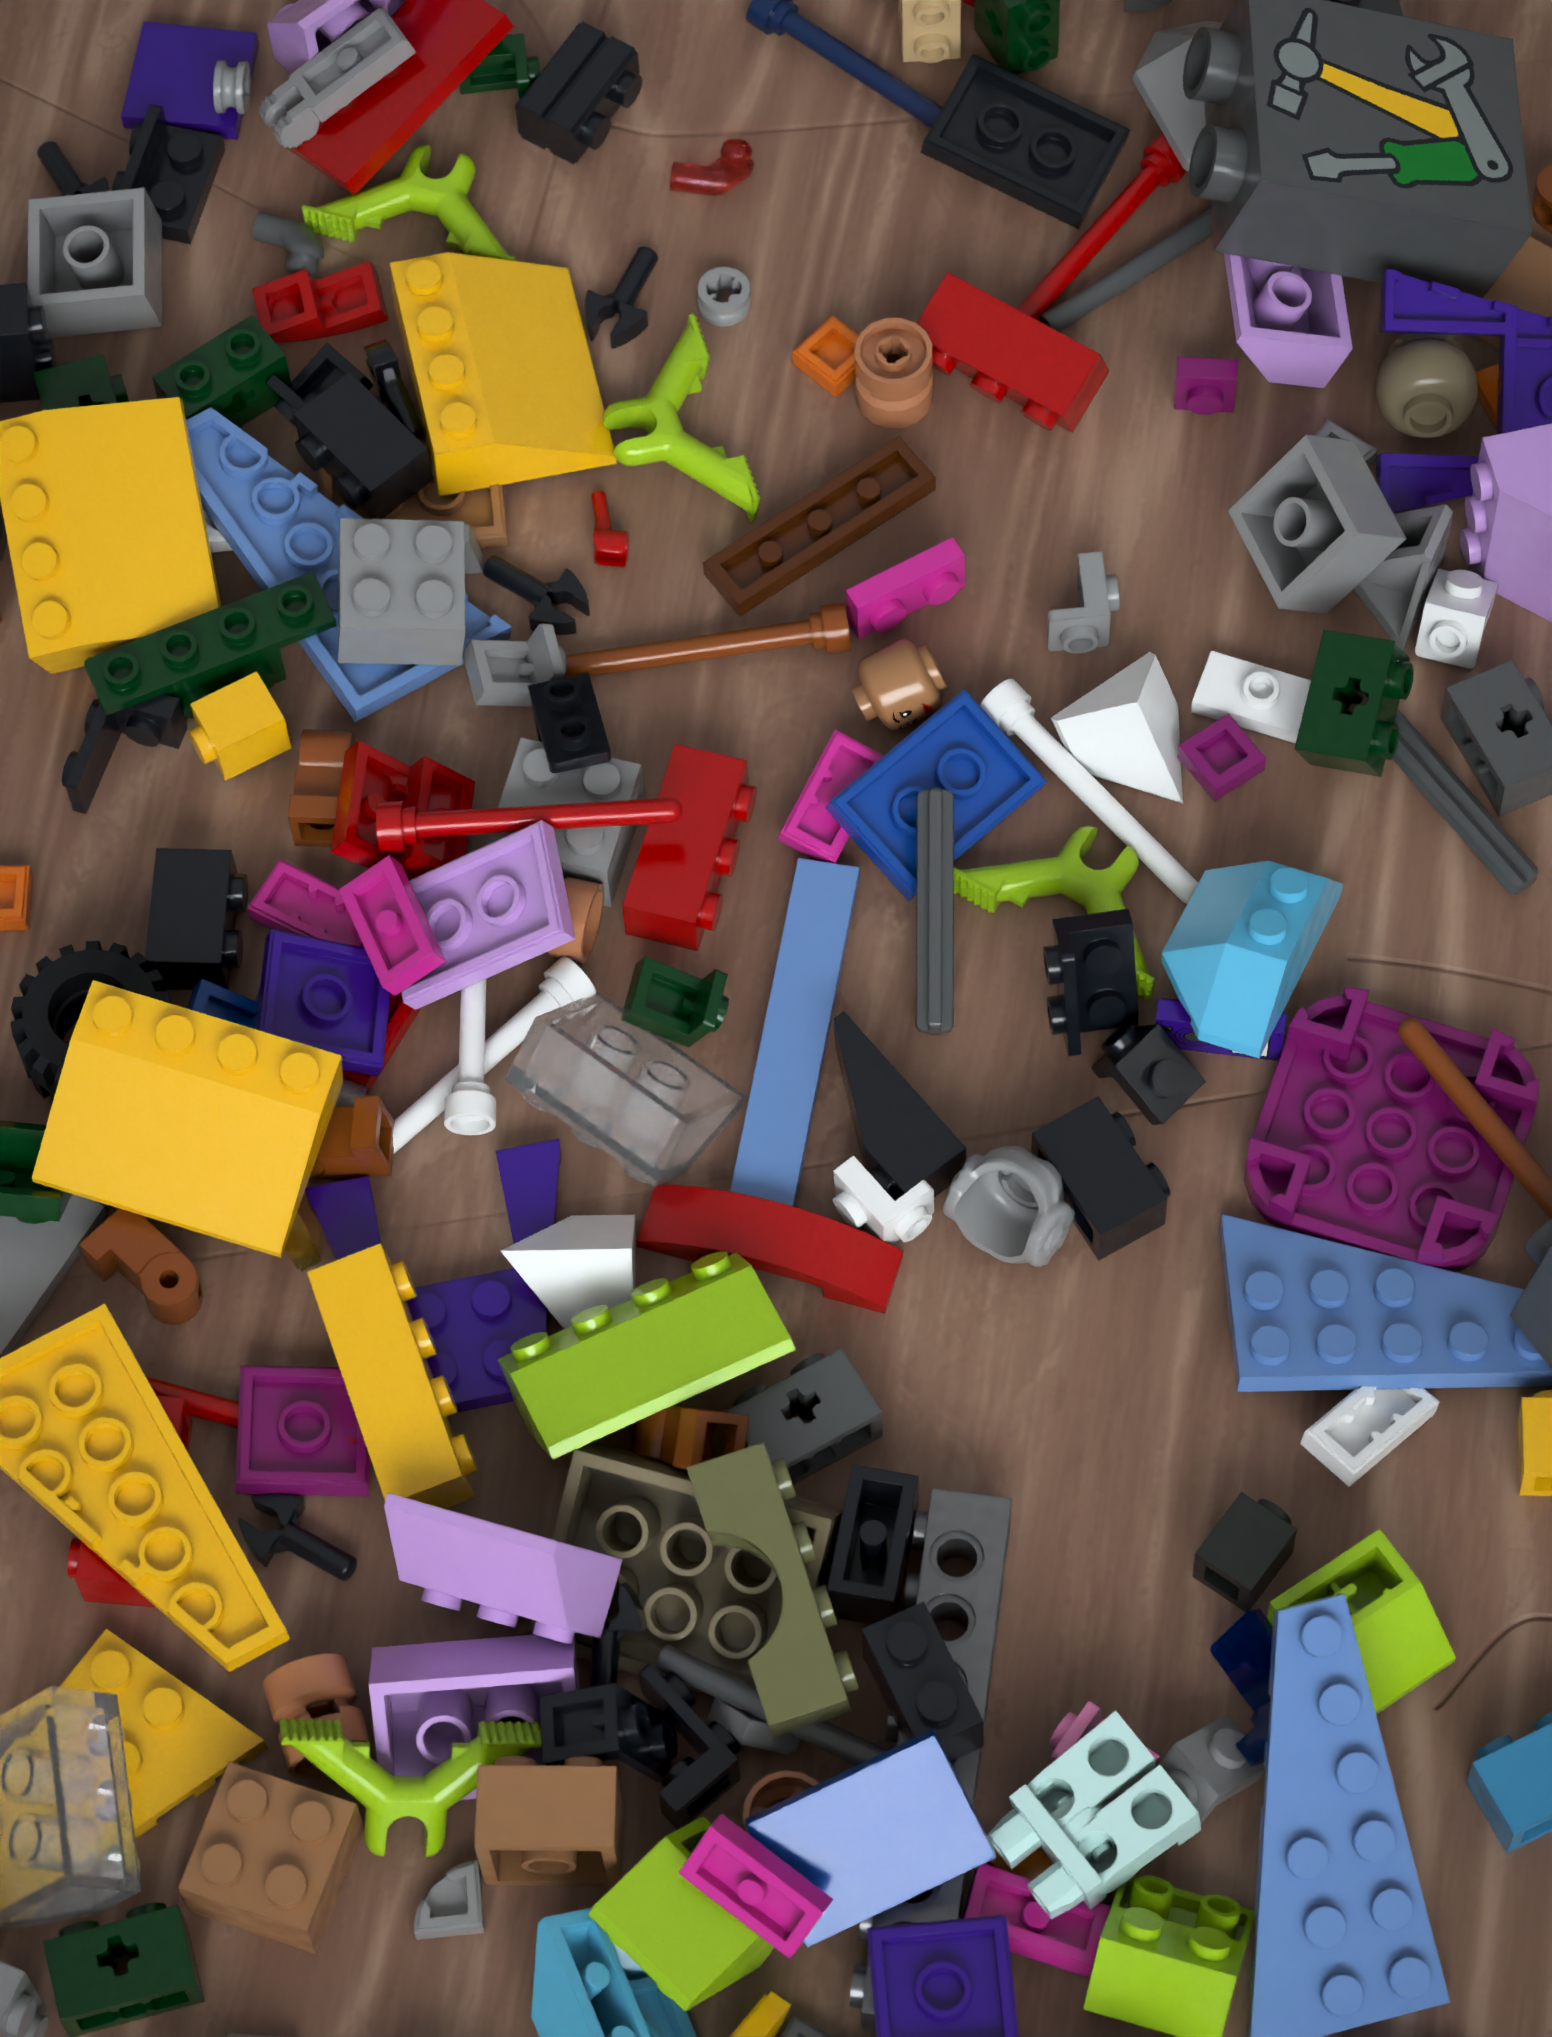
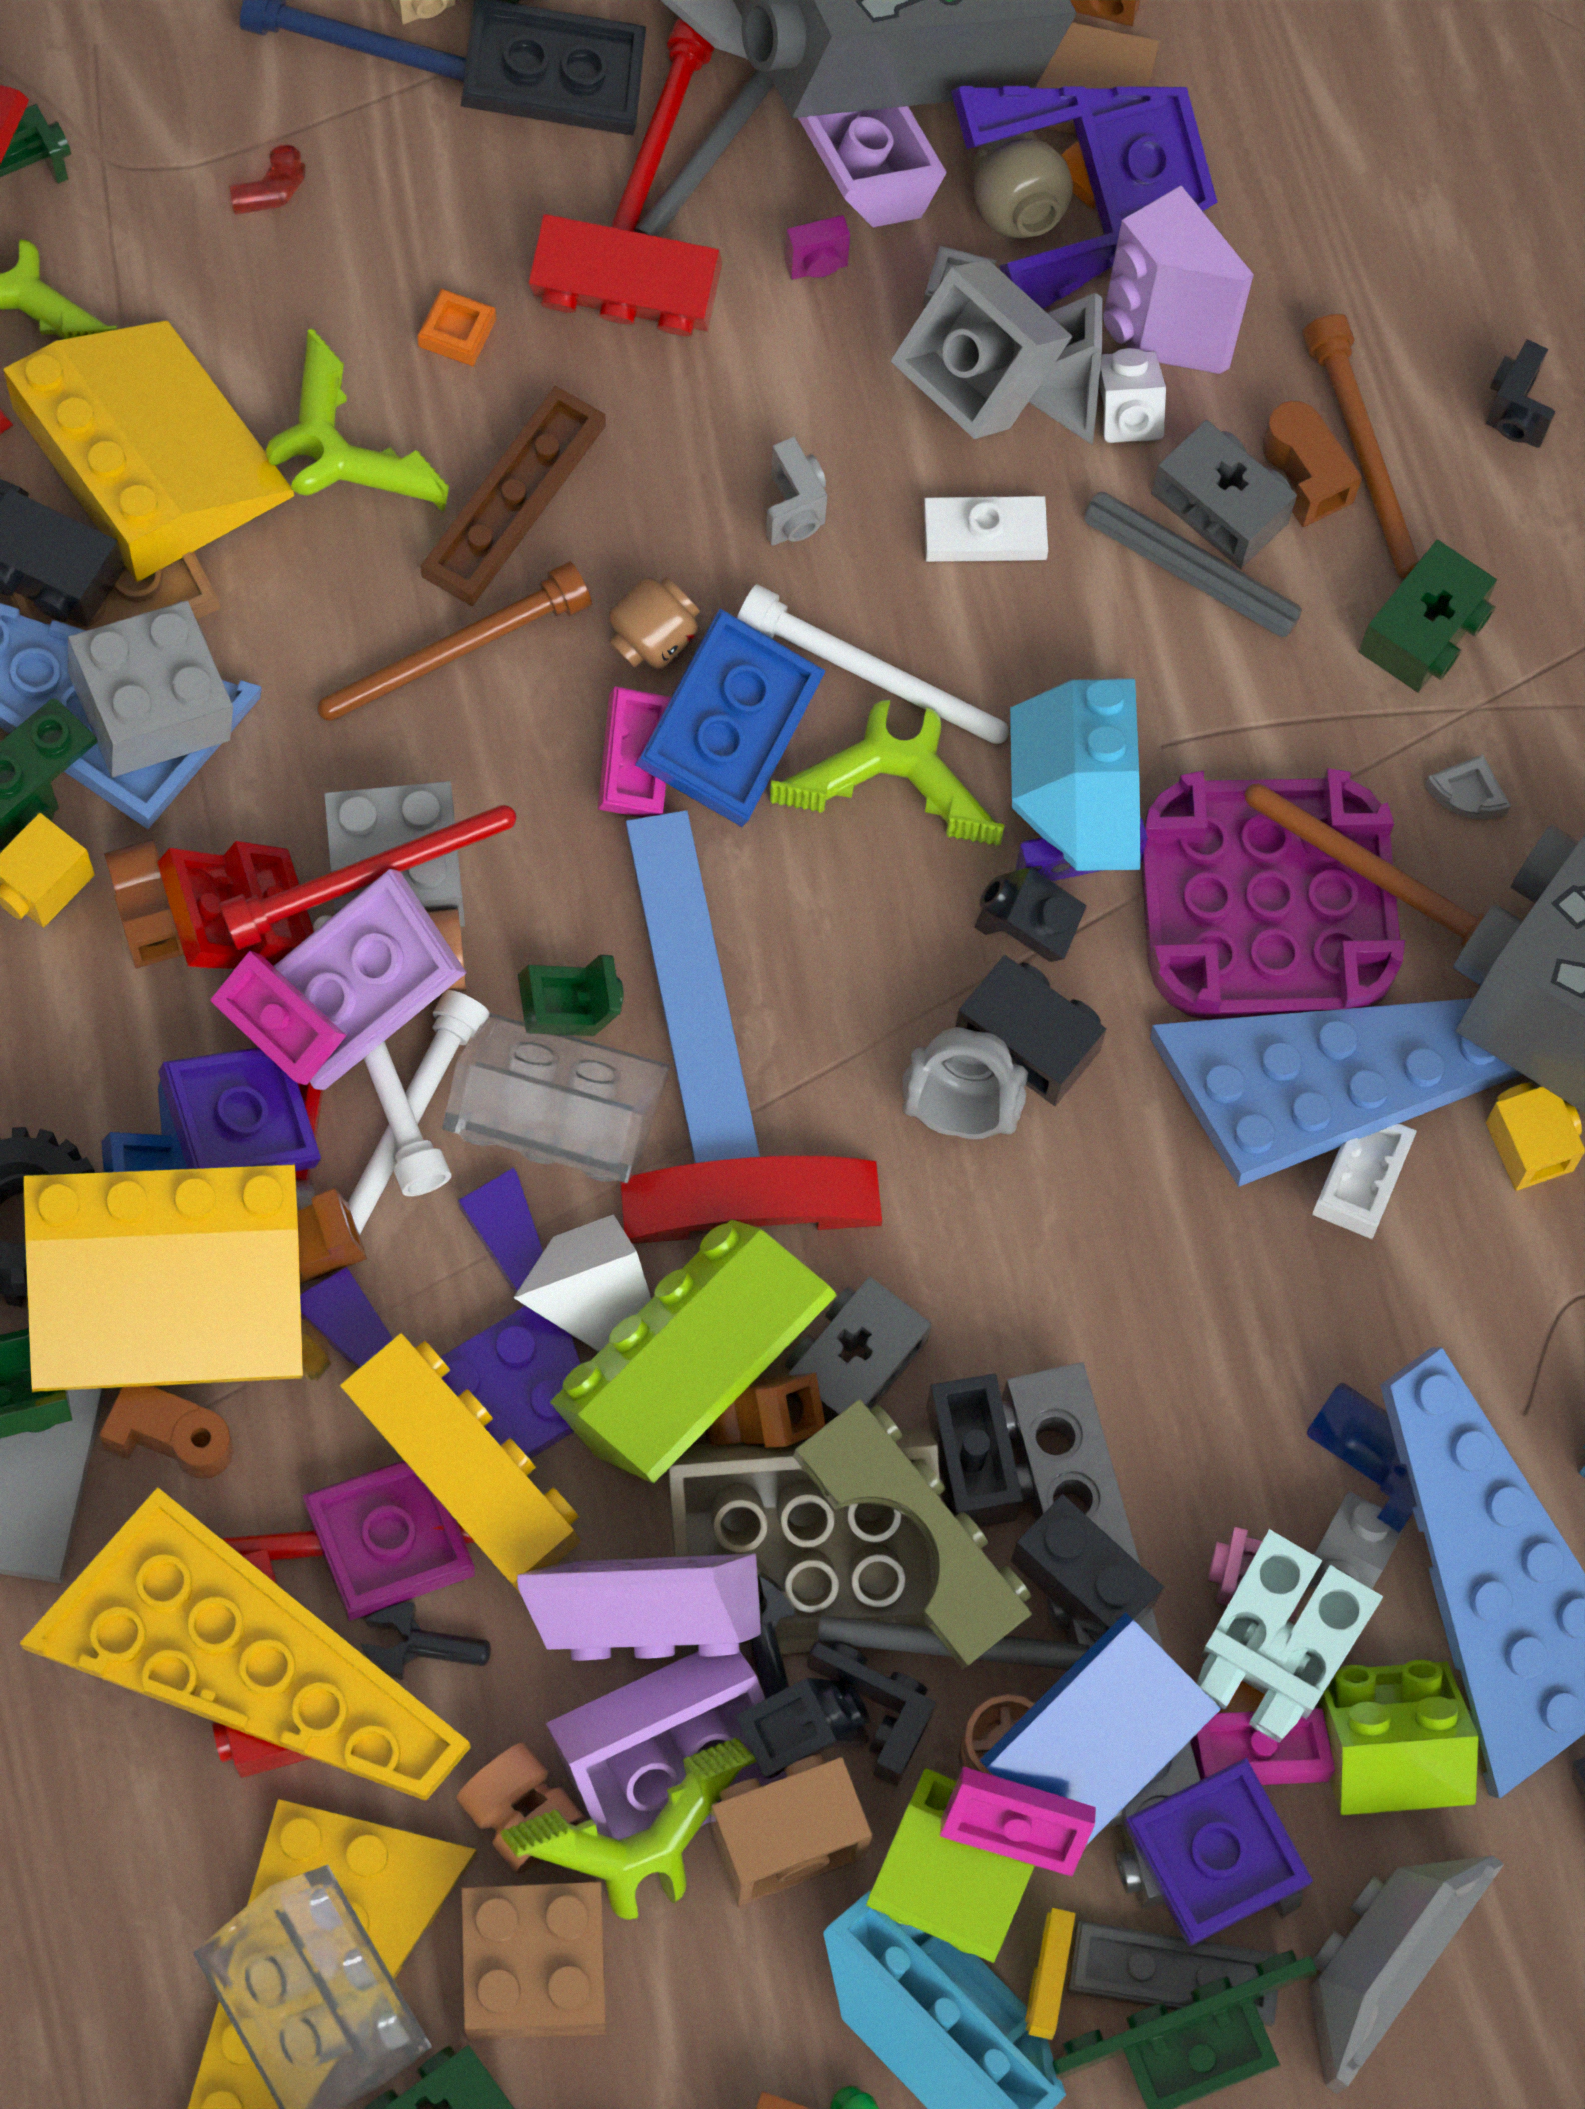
camera: 30 degrees left, 5 degrees up
(195, 917) = (72, 1074): black brick -> none
(303, 906) = (178, 1027): dark pink plate -> none
(390, 387) = (34, 476): black bar -> none
(452, 1905) = (718, 1937): light grey tile -> none
(504, 669) = (284, 727): light grey bracket -> none
(541, 594) = (275, 646): black bar -> none
(569, 723) = (366, 763): black bracket -> none
(579, 93) = (110, 146): black brick -> none
(609, 544) = (321, 578): red hand -> none
(622, 300) = (232, 336): black bar -> none
(682, 862) = (521, 864): red brick -> none
(723, 312) = (313, 308): light grey bush -> none
(750, 1729) = (924, 1667): light grey tile -> none
(866, 1204) = (832, 1130): white bracket -> none
(894, 373) = (526, 326): nougat wheel -> none
(894, 1126) = (826, 1051): black slope -> none
(905, 588) = (609, 542): dark pink plate -> none
(934, 911) = (777, 829): dark grey axle -> none
(1093, 975) = (951, 842): black bracket -> none
(1128, 730) = (880, 598): white slope -> none
(1221, 757) = (975, 595): magenta plate -> none
(1245, 1550) = (1305, 1332): pearl dark grey brick -> none
(1342, 675) = (1062, 477): dark green brick -> none
(1389, 1613) = (1465, 1330): lime slope -> none

